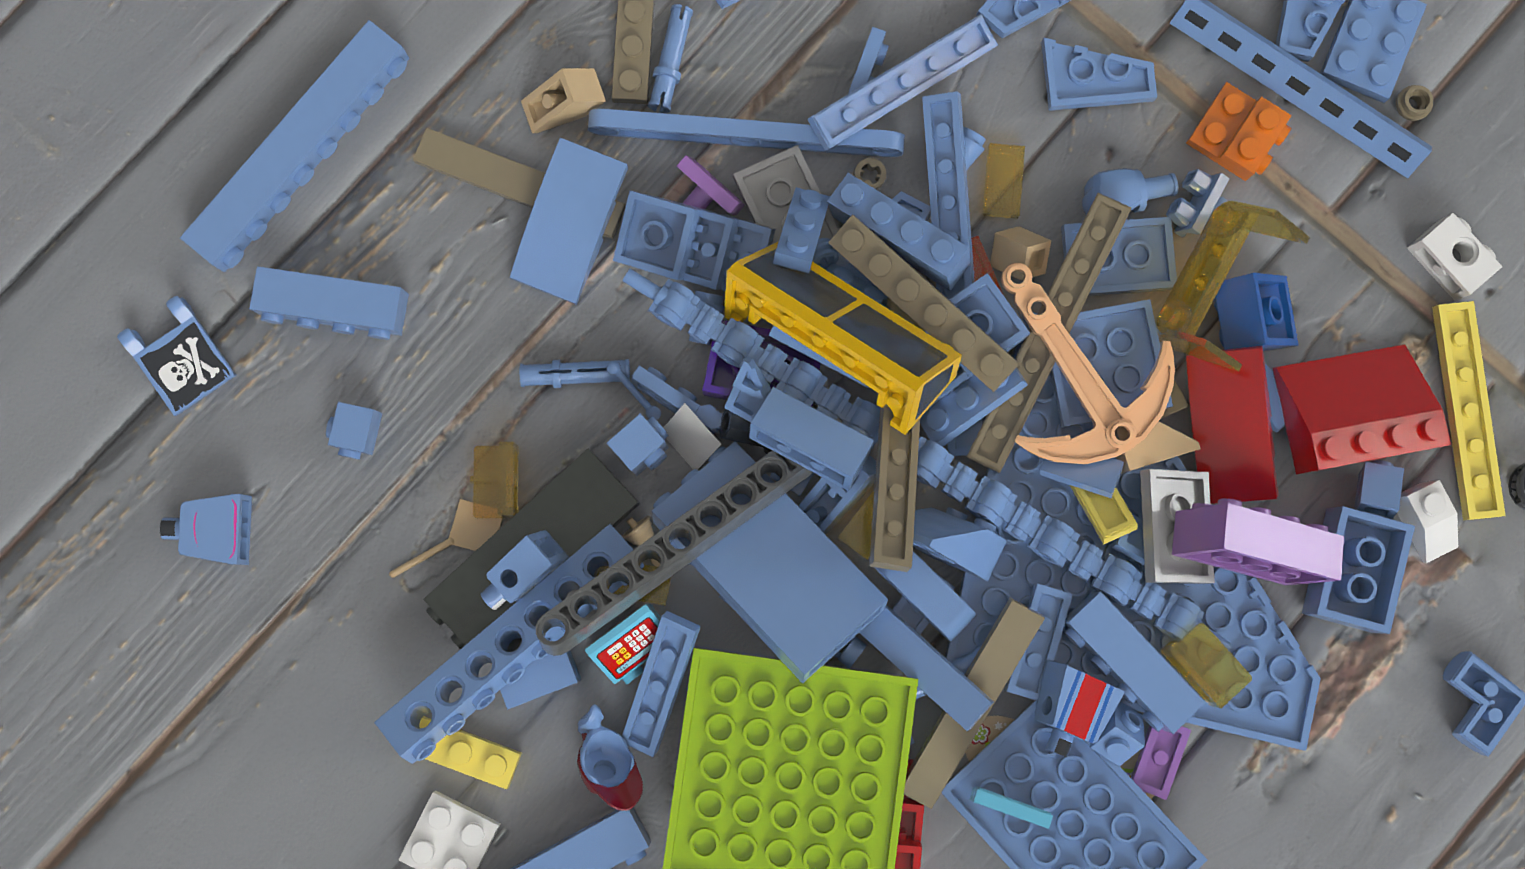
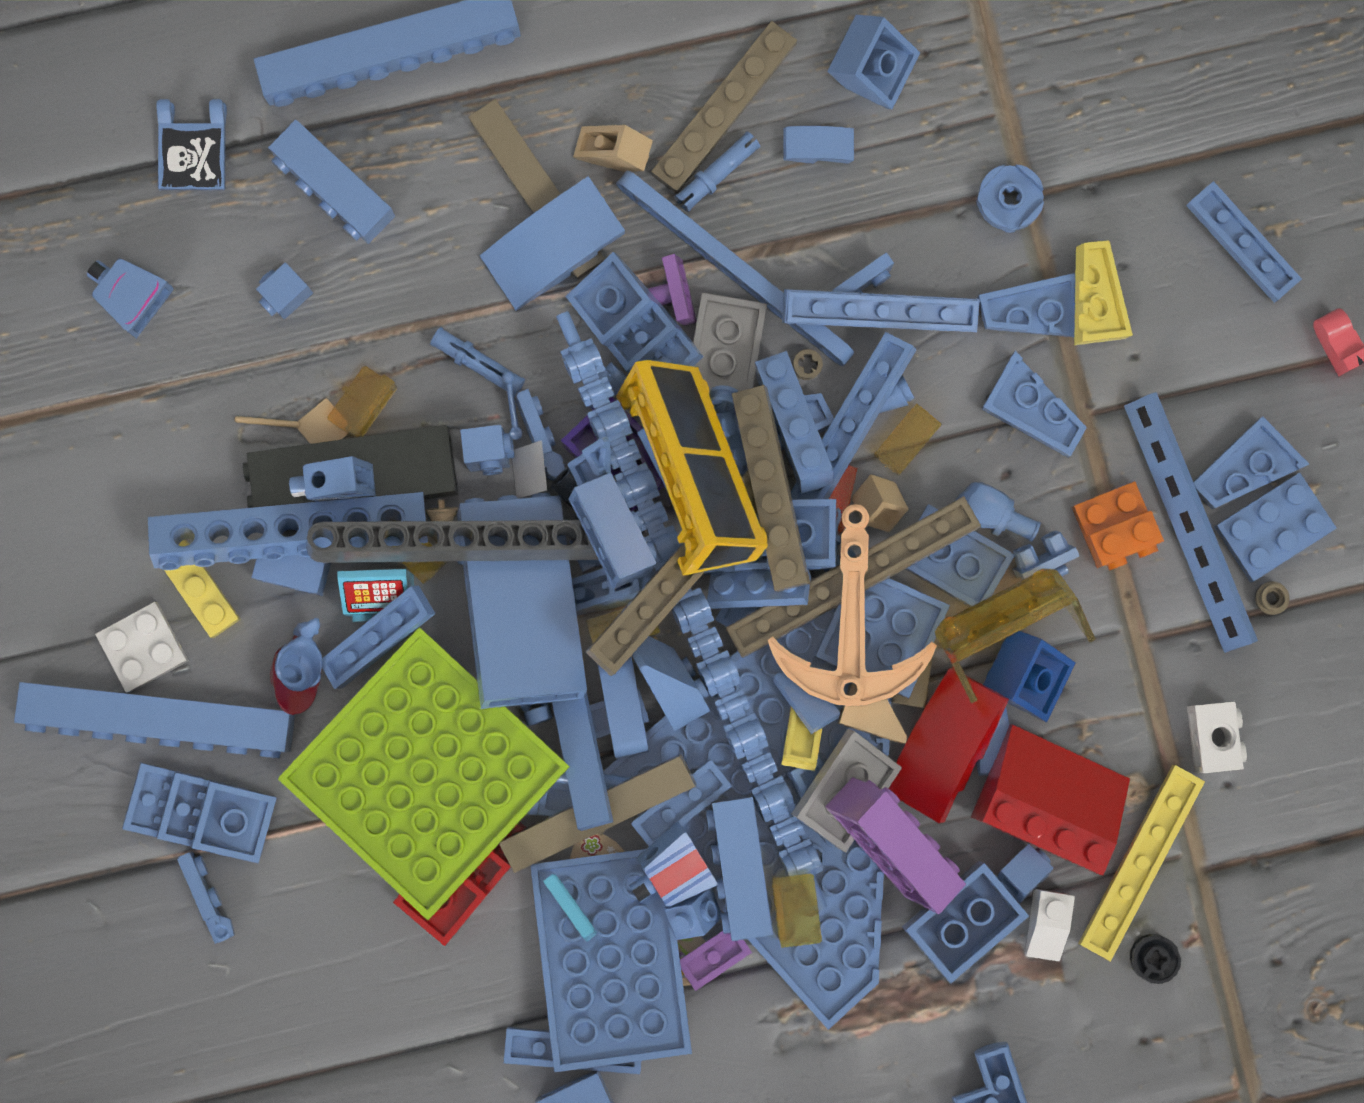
camera: 35 degrees right, 0 degrees up
(801, 230) = (719, 370): medium blue plate -> none
(925, 717) = (555, 800): none -> medium blue plate

